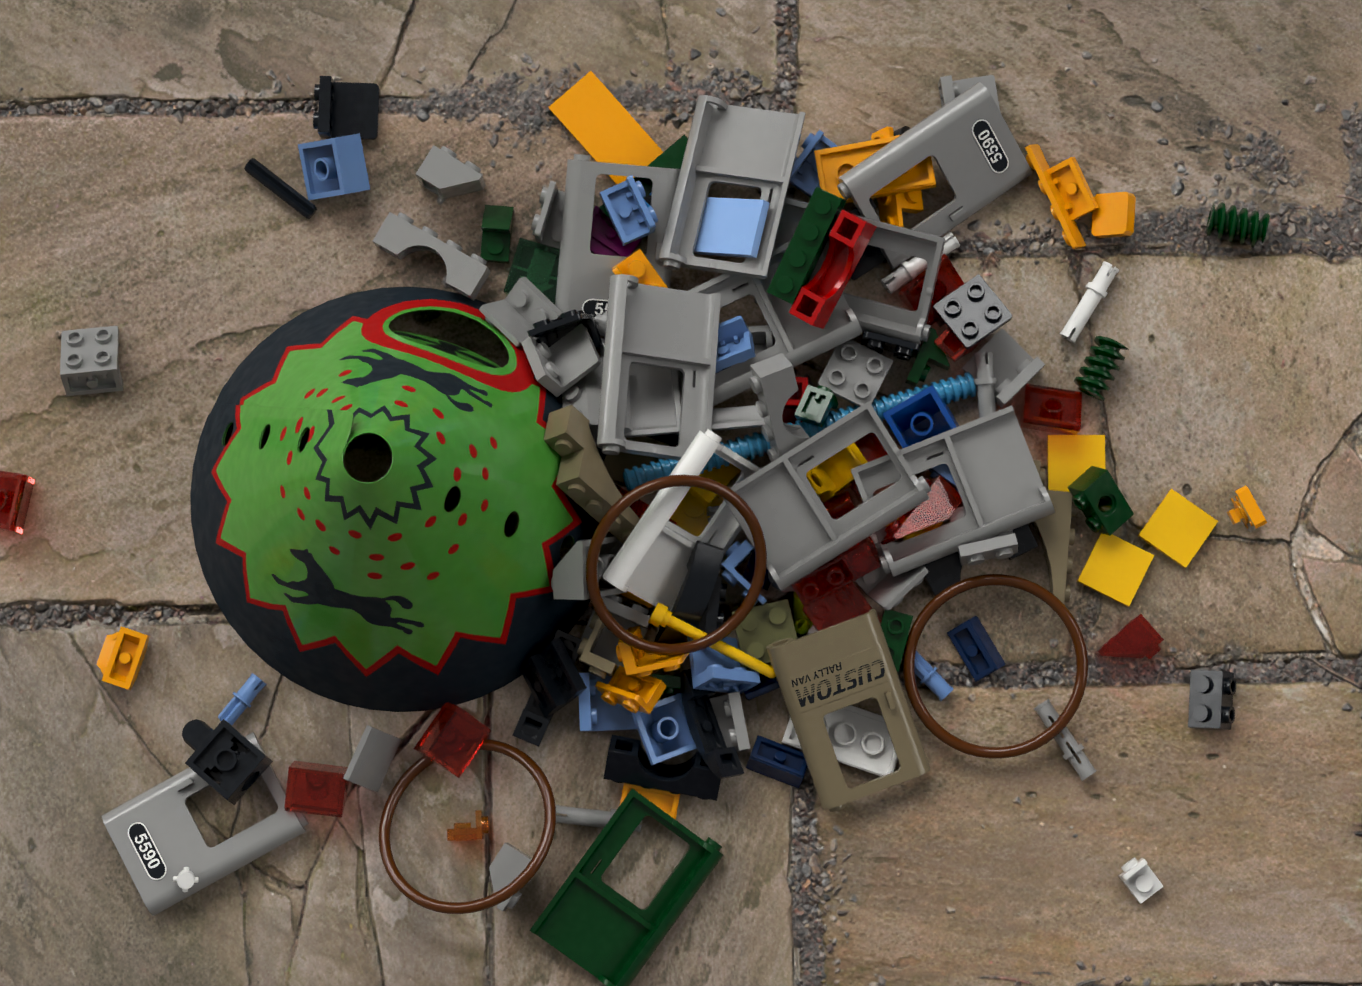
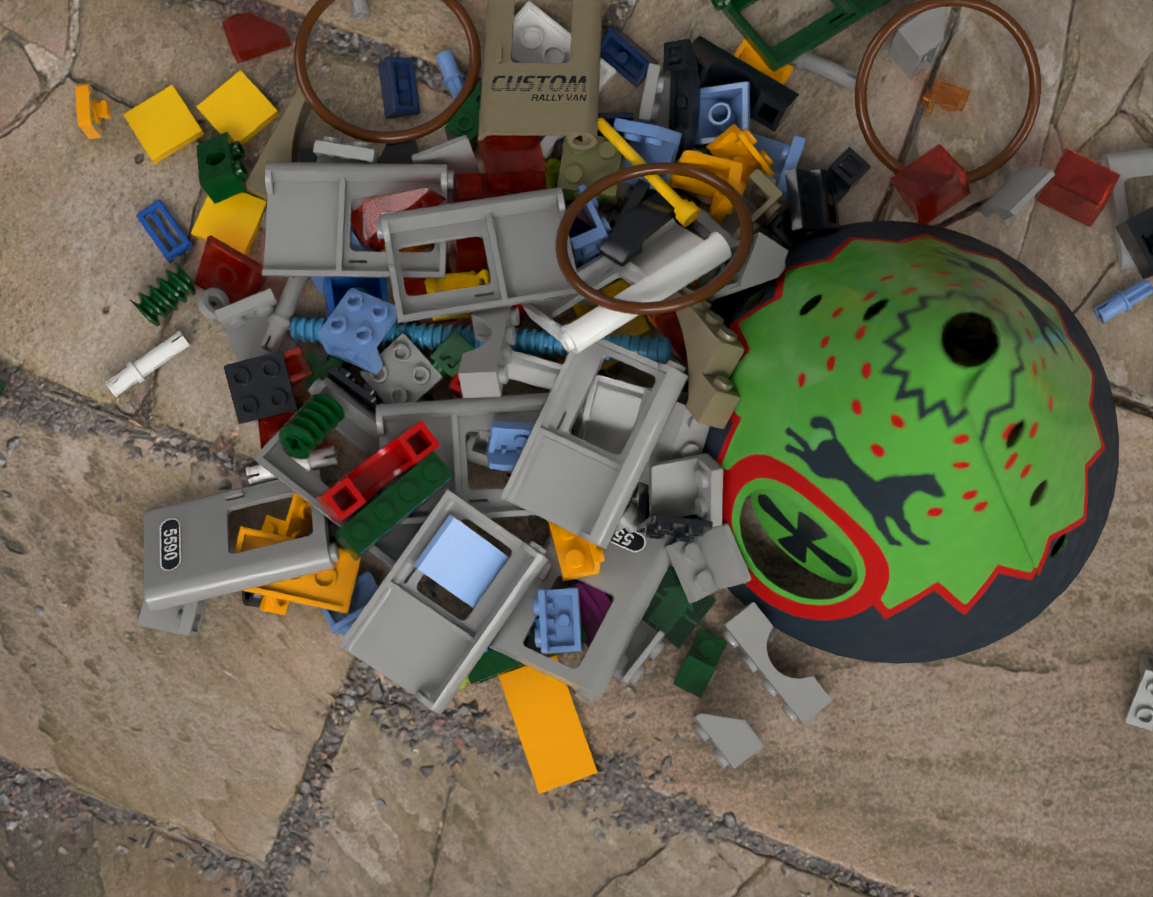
camera: 155 degrees left, 5 degrees down
(280, 188) = (906, 799): black axle -> none
(334, 167) = (843, 796): medium blue slope -> none
(346, 109) = (807, 854): black bracket -> none
(906, 395) = (357, 329): none -> medium blue bracket
(911, 289) = (310, 425): none -> dark green piece
(1053, 377) = (212, 300): none -> light grey tile
(1066, 191) = (119, 478): light orange bracket -> none
(1114, 215) = (84, 436): light orange piece -> none
(1125, 439) = (178, 250): none -> blue tile

